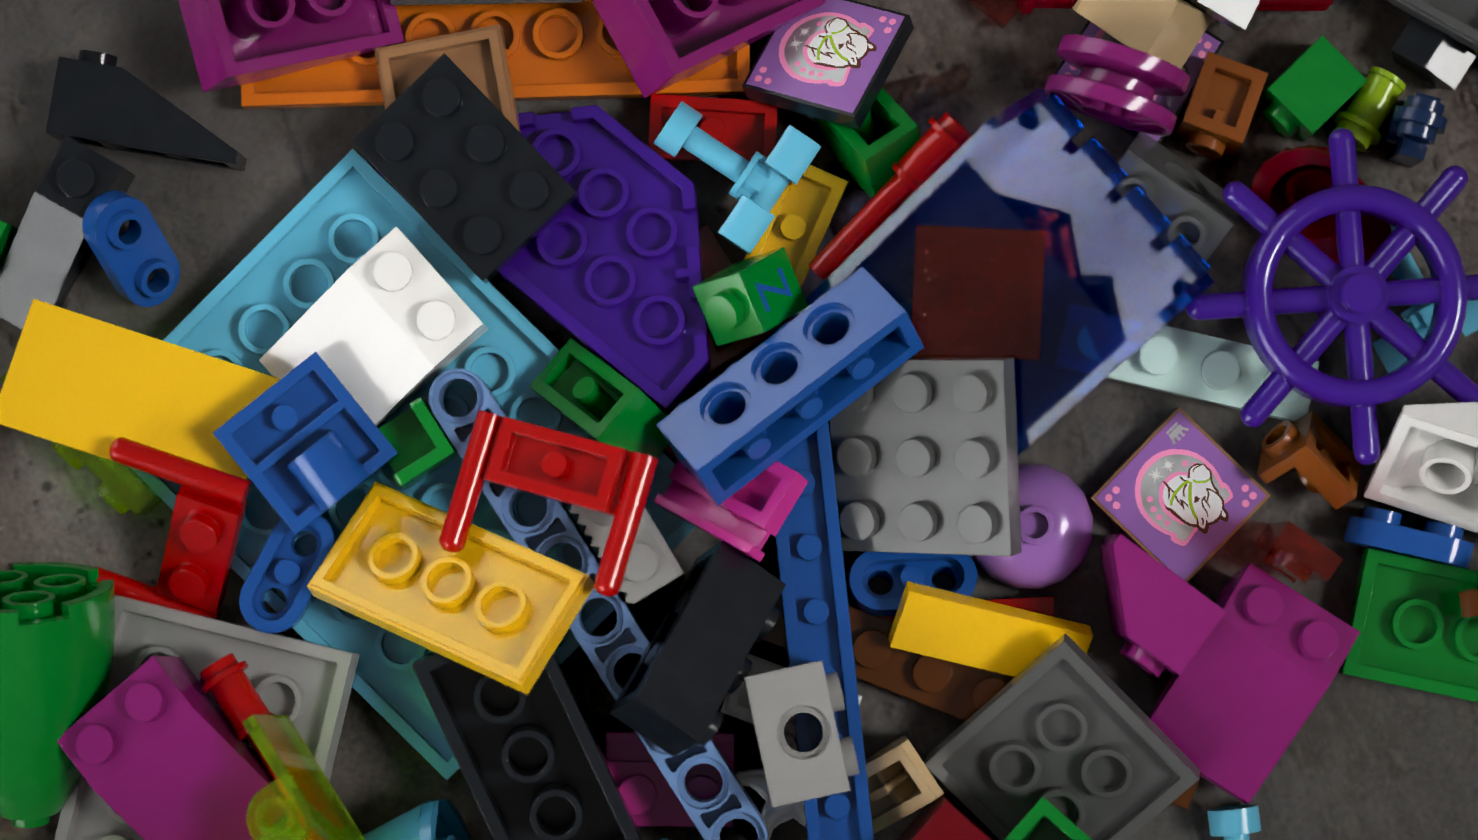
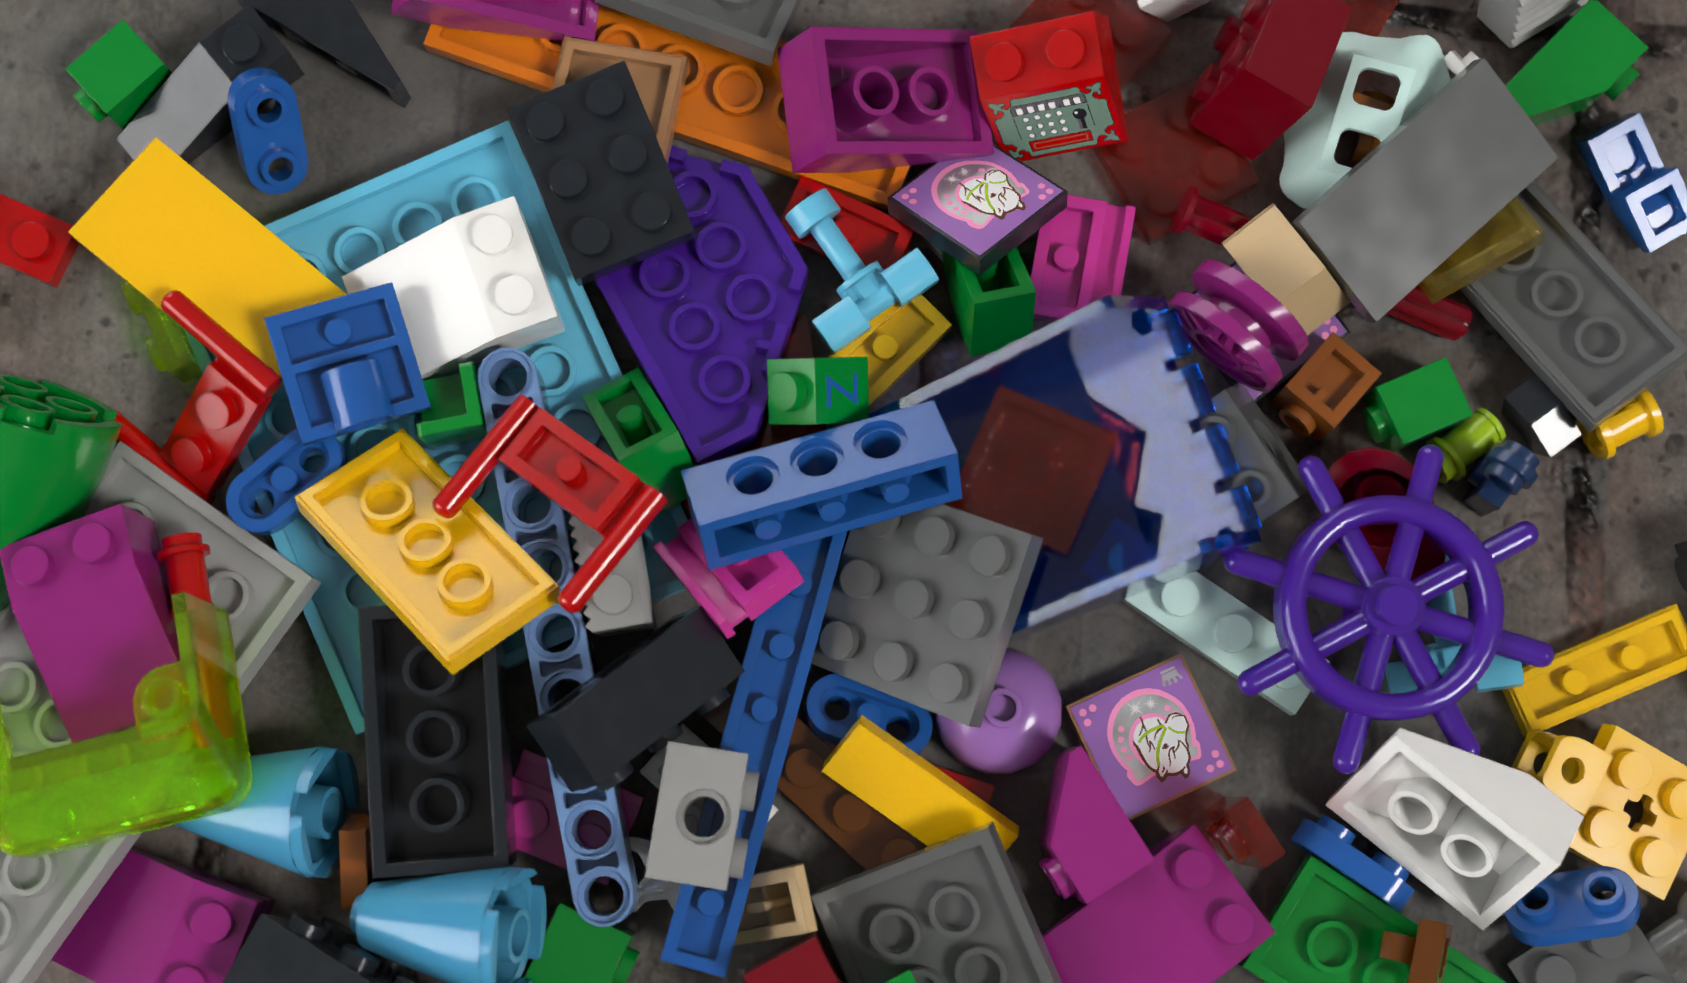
camera: 15 degrees right, 5 degrees down
(912, 170) = (1009, 330): red pin -> none
(947, 68) = (1080, 256): none -> dark pink plate
(1316, 453) = (1295, 748): dark orange bracket -> none

